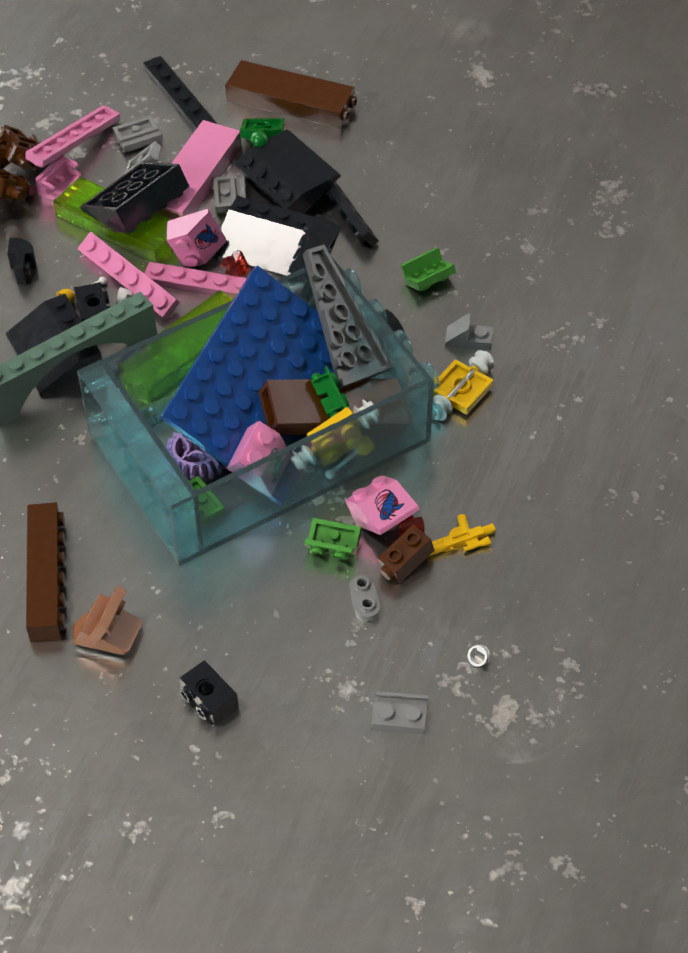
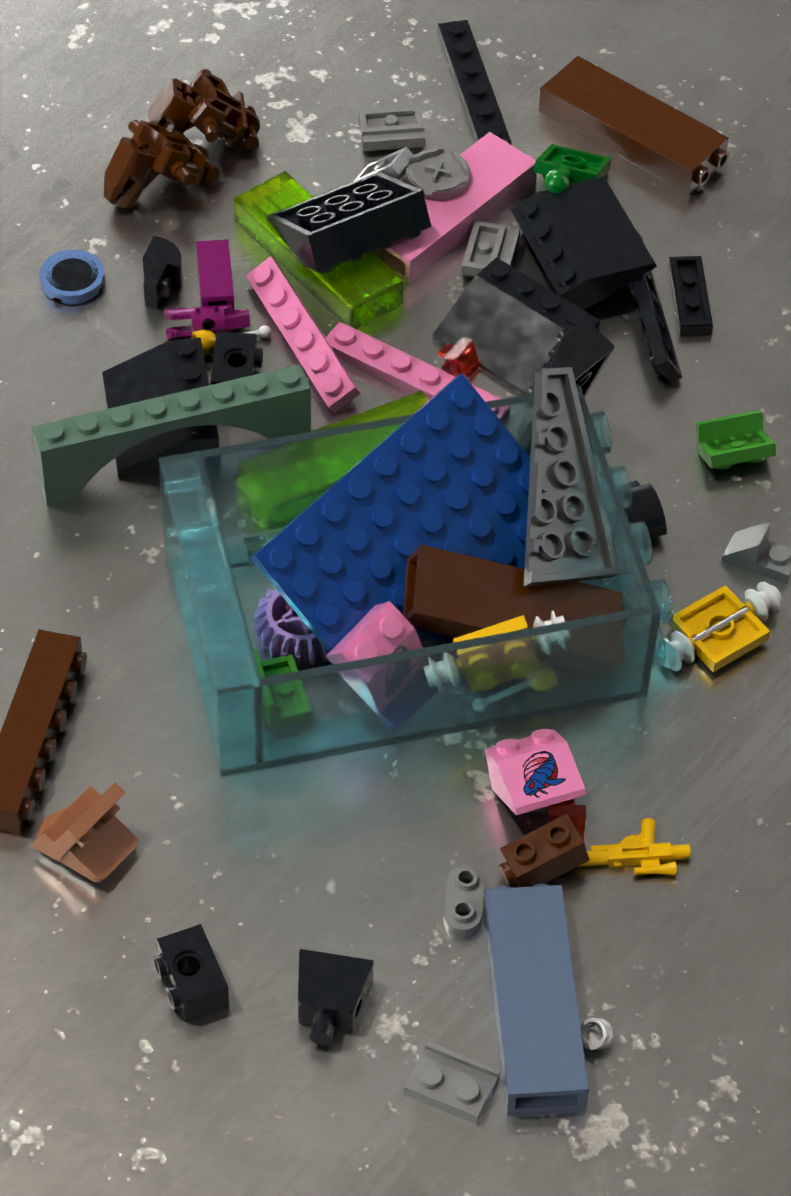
camera: 15 degrees right, 0 degrees up
(57, 178) = (254, 163): bright pink hinge -> none
(59, 256) = (215, 273): none -> magenta brick
(72, 136) = (295, 109): bright pink plate -> none
(72, 277) = (223, 319): none -> magenta hinge
(123, 294) = (284, 359): white hinge -> none
(181, 151) = (438, 174): none -> light grey tile
(195, 238) = (412, 305): bright pink slope -> none
(302, 679) = (331, 992): none -> black torso
(327, 384) = (505, 574): green hinge -> none
(333, 538) = (451, 800): bright green bracket -> none
(365, 189) = (690, 295): none -> black tile
(433, 645) = (535, 999): none -> sand blue brick

